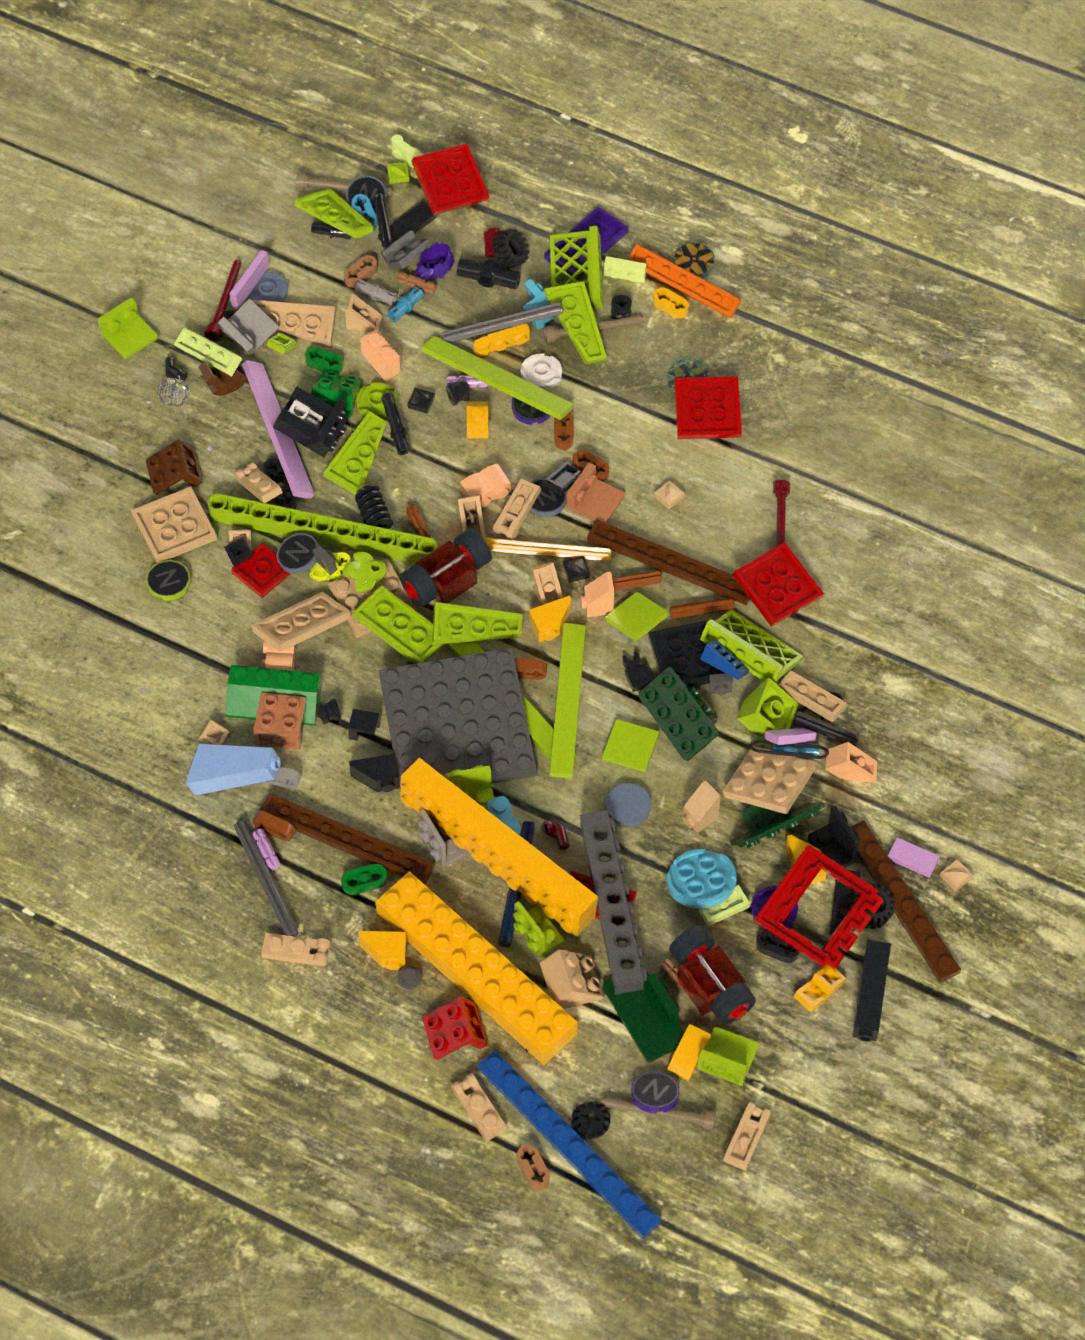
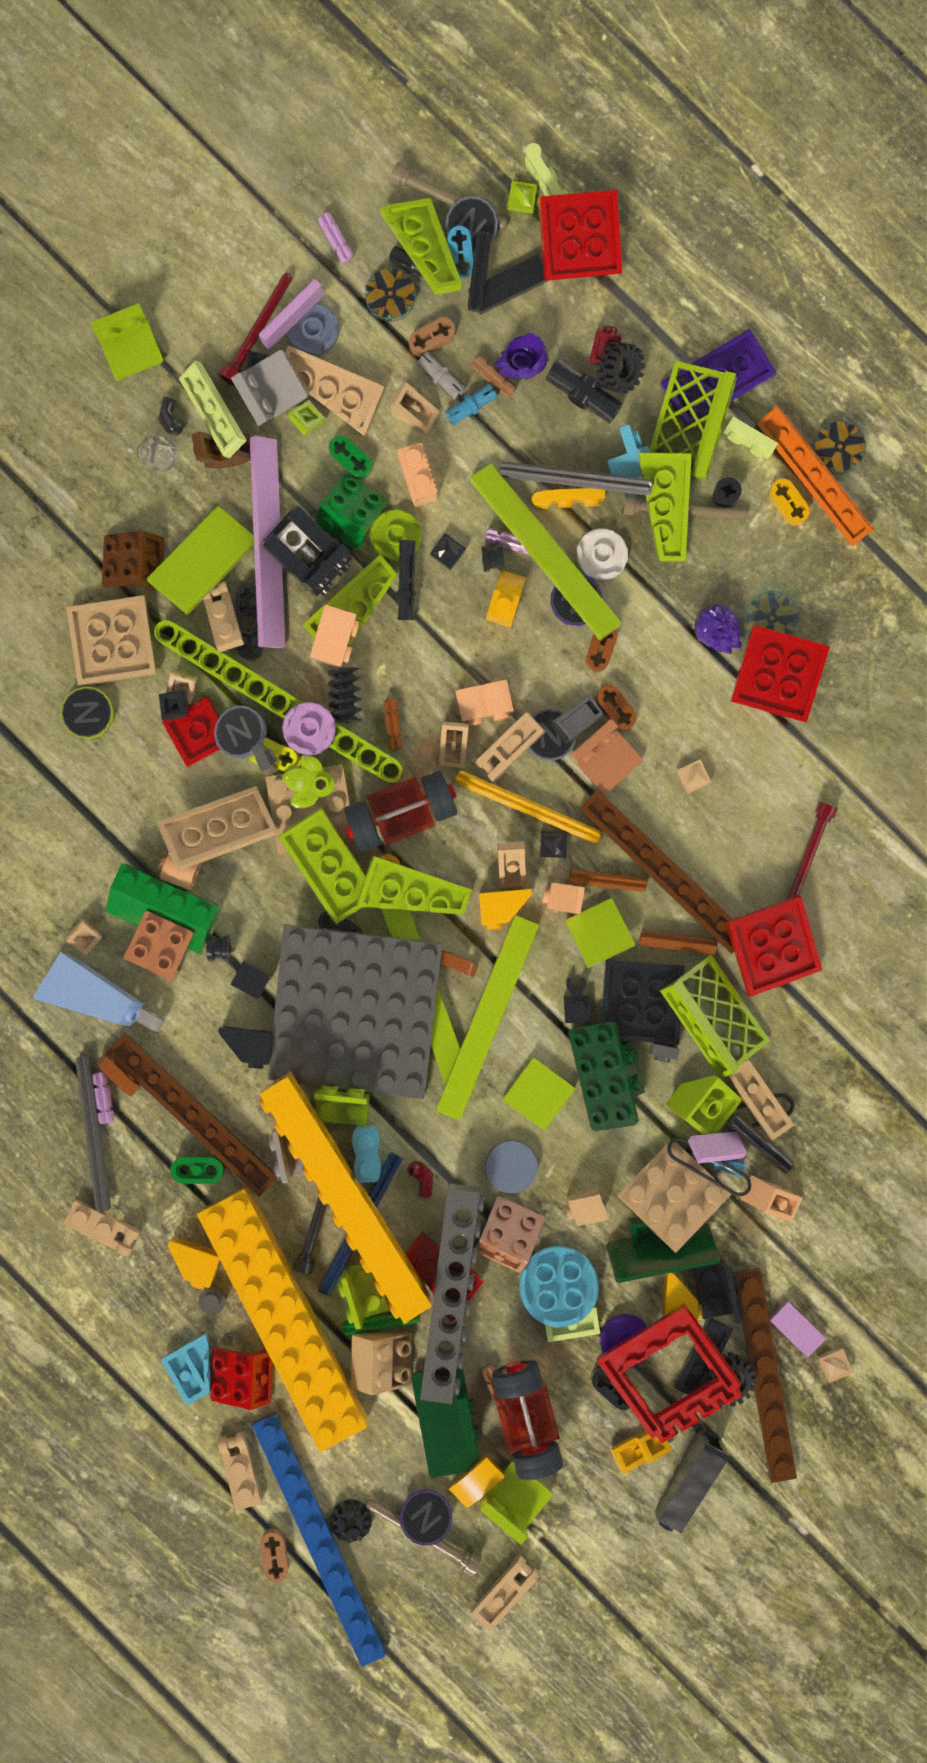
camera: 15 degrees right, 30 degrees up
(230, 451) = (202, 560): none -> lime tile
(266, 230) = (335, 237): none -> lavender axle
(319, 254) = (390, 294): none -> tile
(352, 464) = (333, 636): none -> light nougat brick
(353, 533) = (309, 728): none -> lavender tile
(404, 250) = (493, 326): dark grey bracket -> none
(408, 1035) = (190, 1368): none -> medium azure wing
(479, 921) = (304, 1261): none -> black piece
(574, 945) = (375, 1323): none -> green axle
(645, 855) = (509, 1234): none -> nougat bracket
(649, 392) = (718, 628): none -> dark purple hair
(723, 659) = (666, 1023): blue slope -> none

